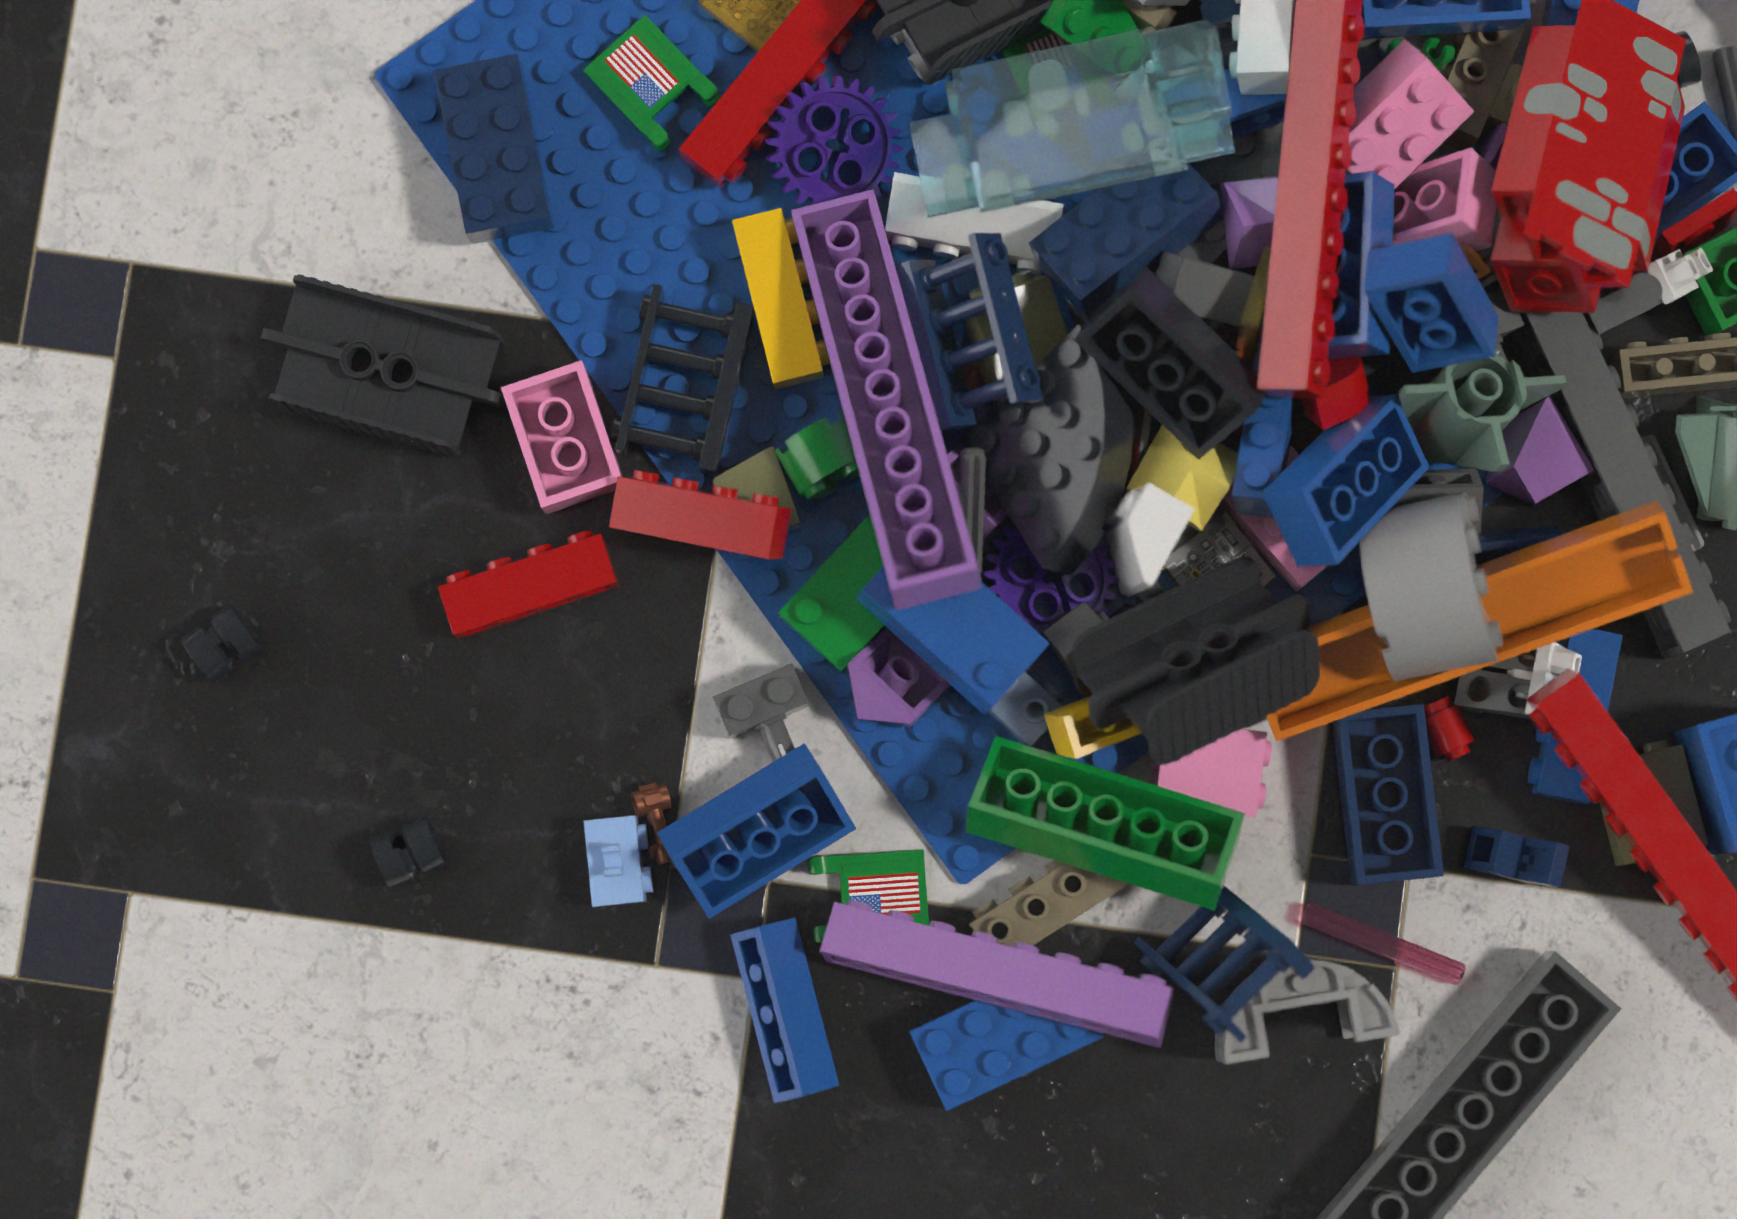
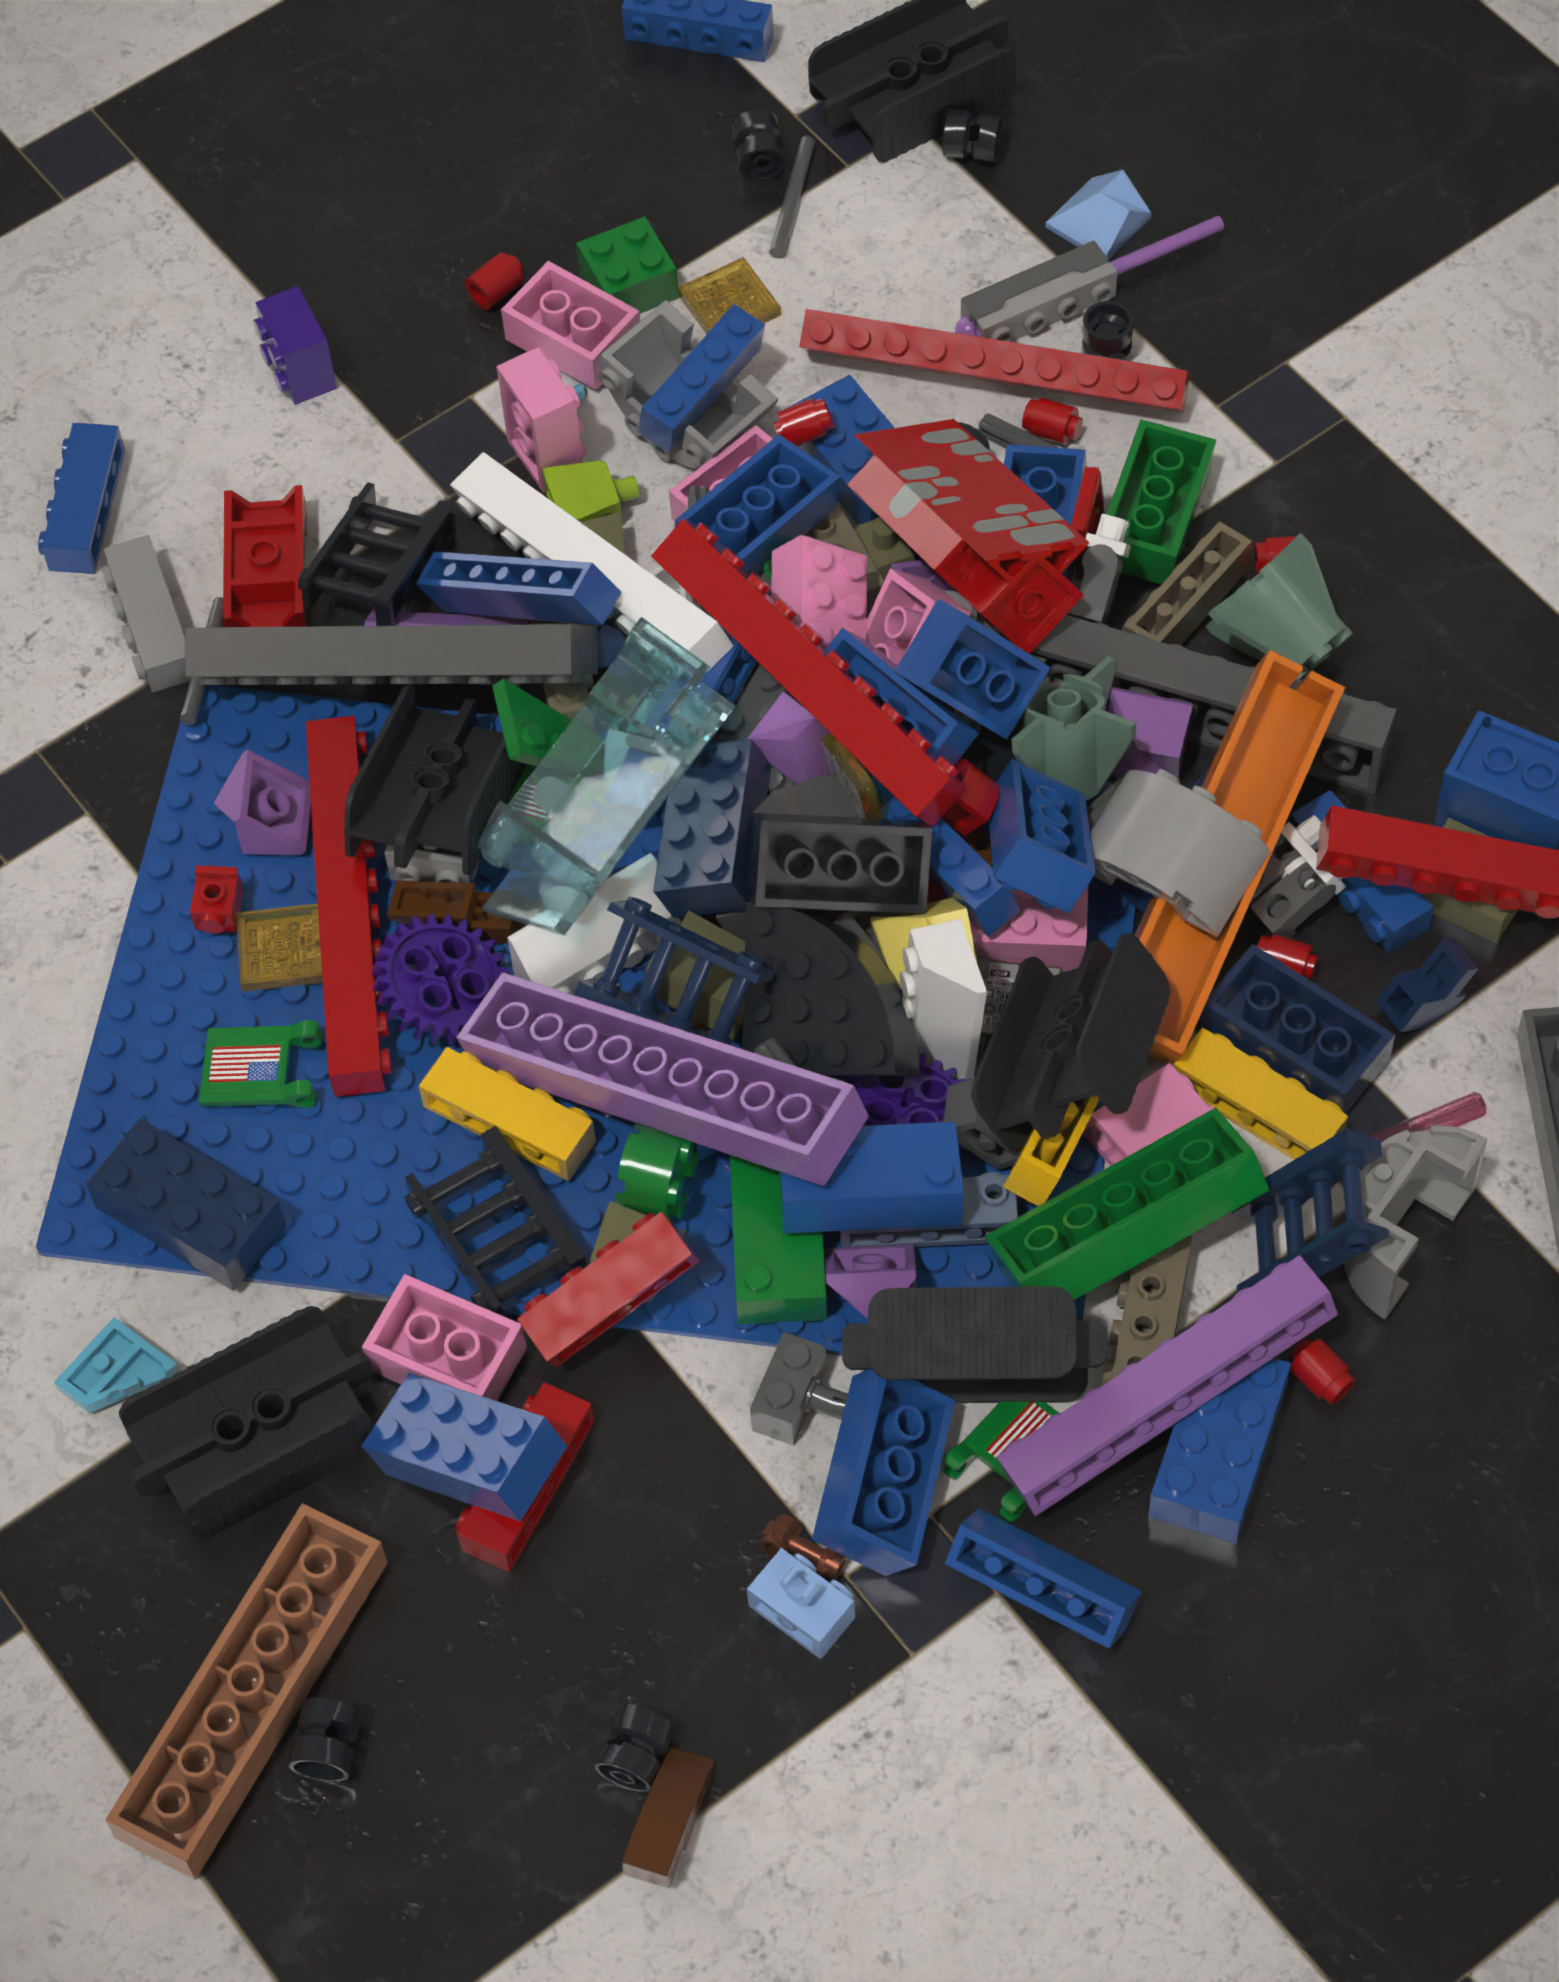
camera: 45 degrees left, 25 degrees down
(204, 559) = (247, 1691): none -> nougat brick
(339, 223) = (114, 1368): none -> medium azure wing
(387, 918) = (668, 1817): none -> reddish brown slope
(497, 532) = (465, 1446): none -> blue brick
(896, 813) = (979, 1342): none -> black piece
(897, 81) = (450, 898): none -> reddish brown slope
(1127, 1061) = (1321, 1370): none -> red brick
(1308, 817) = (1257, 1097): none -> yellow brick

